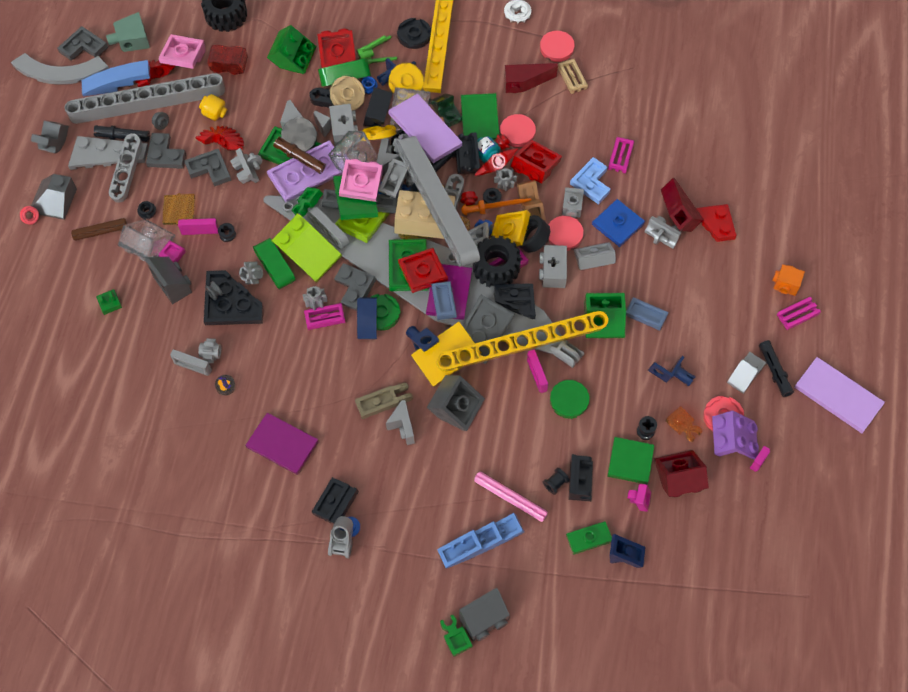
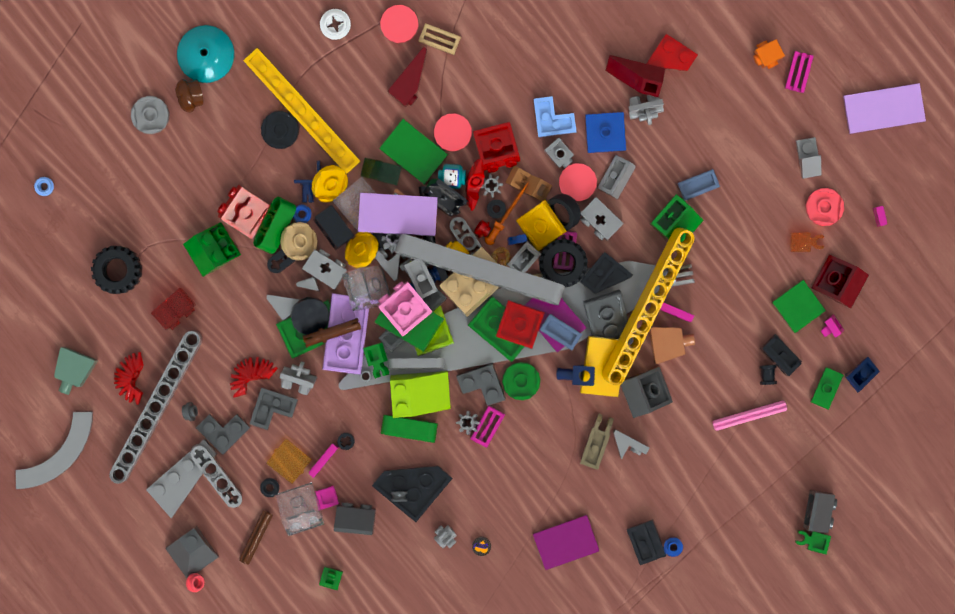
camera: 50 degrees left, 25 degrees up
(52, 136) = (131, 512): dark grey brick -> none
(80, 41) = (43, 415): dark grey plate -> none
(119, 76) = (113, 416): medium blue slope -> none
(119, 133) = (178, 449): black pin -> none
(182, 51) = (136, 342): bright pink plate -> none
(190, 362) = (442, 558): light grey tile -> none
(213, 107) = (214, 359): yellow head -> none
(251, 273) = (403, 453): light grey gear -> none
(340, 540) = (679, 561): light grey piece -> none
(367, 52) = (268, 189): bright green plant -> none
(367, 318) = (521, 399): dark blue slope -> none
(480, 541) = (763, 465): medium blue slope -> none
(503, 142) = (455, 156): red plate -> none
(508, 387) = (669, 343): none -> nougat torso
(569, 399) = (714, 306): green tile -> none
(618, 166) = (539, 58): dark pink tile -> none
(649, 422) = (781, 273): black bush -> none
(677, 371) = (764, 209): dark blue bracket -> none
(735, 434) = (849, 218): medium lavender bracket -> none
(779, 375) = (833, 138): black pin -> none

